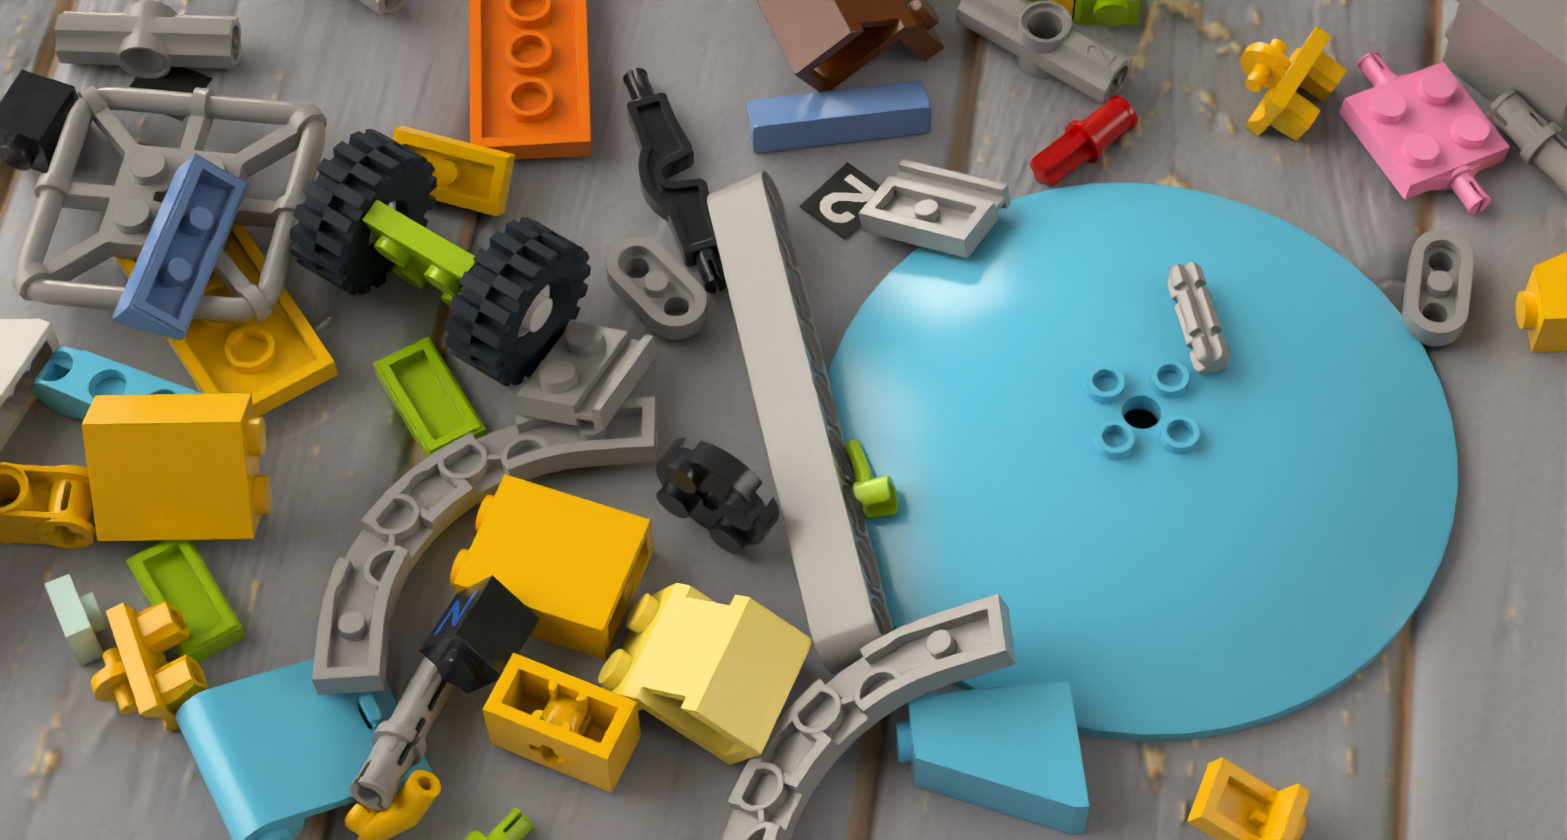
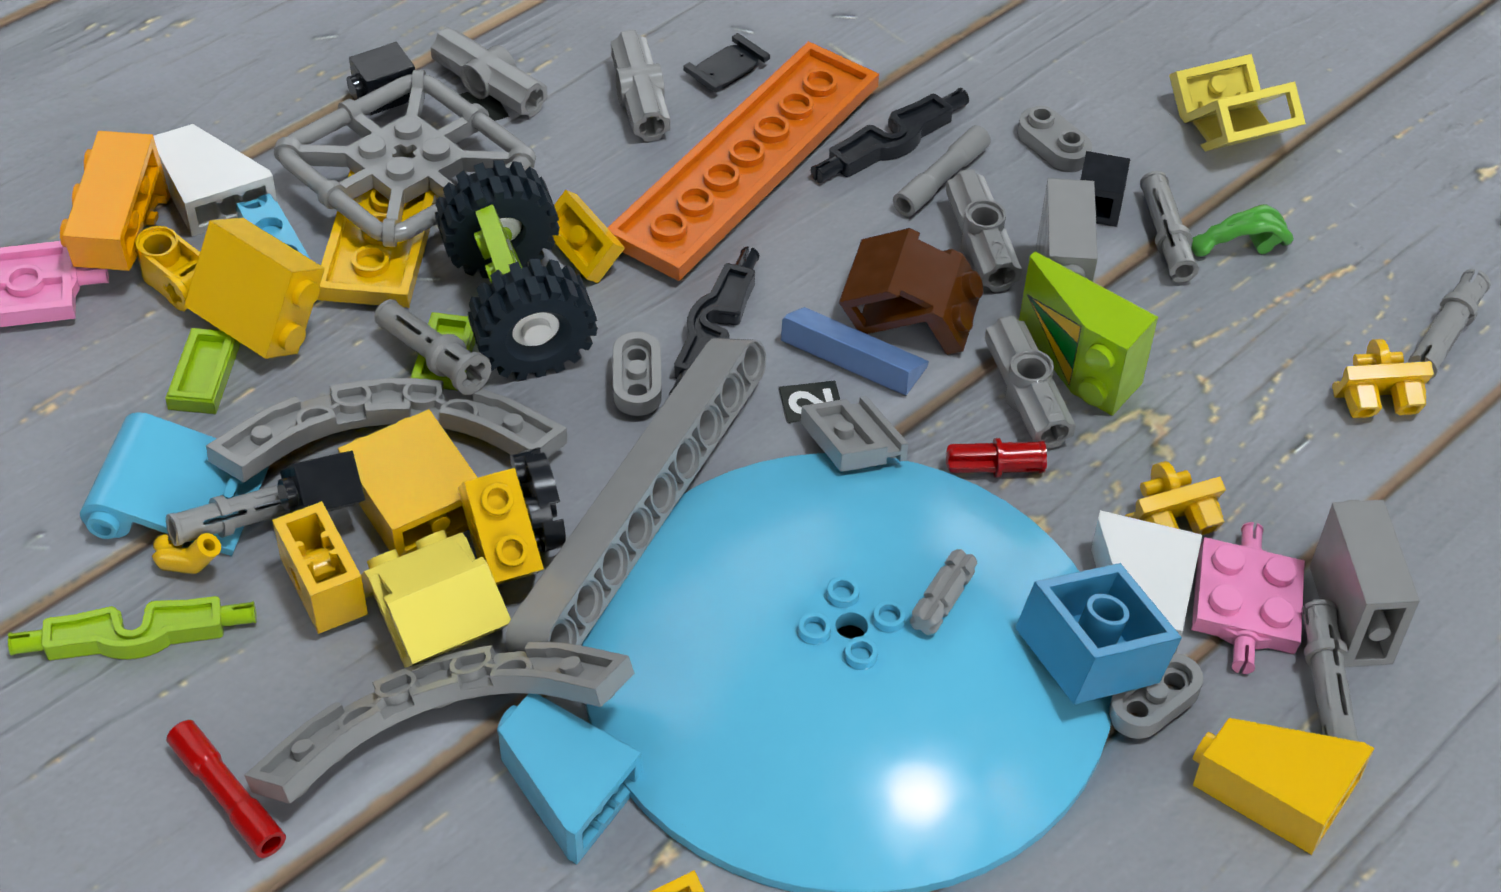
camera: 35 degrees right, 10 degrees down
(78, 617) = (130, 339): light aqua plate -> none
(138, 669) = (142, 381): yellow hips -> none
(181, 249) = (373, 175): medium blue slope -> none
(451, 402) = (443, 353): none -> light grey pin
(586, 375) = (540, 391): light grey plate -> none
(709, 545) = (501, 525): none -> yellow brick
(875, 494) = (640, 563): lime hand -> none
(1334, 180) = (1154, 555): none -> white slope
(1366, 263) = (1097, 633): none -> dark azure brick

